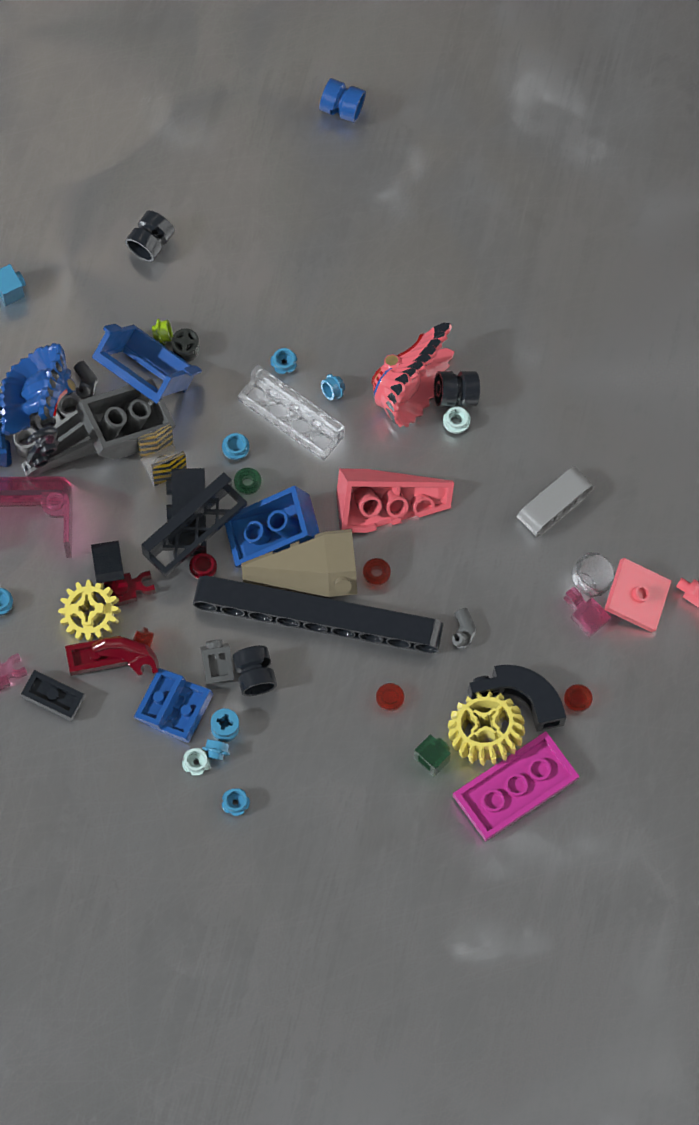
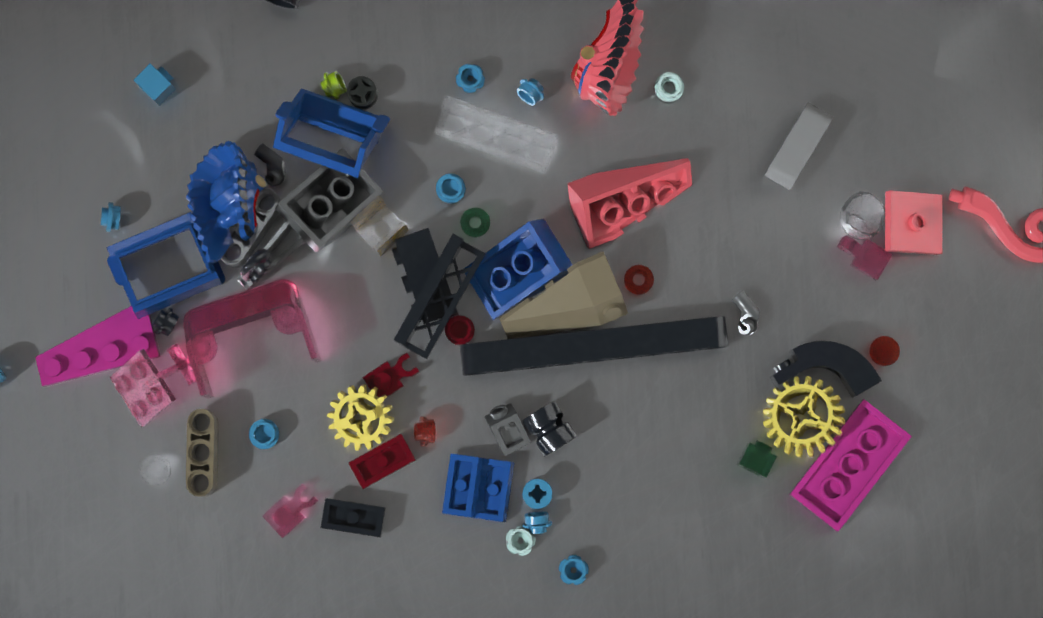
camera: 10 degrees left, 15 degrees up
(107, 561) = (361, 359): black tile -> none
(129, 650) = (419, 449): dark red piece -> none
(390, 697) = (694, 410): clear red plate -> none
(460, 388) = (664, 54): black wheel -> none

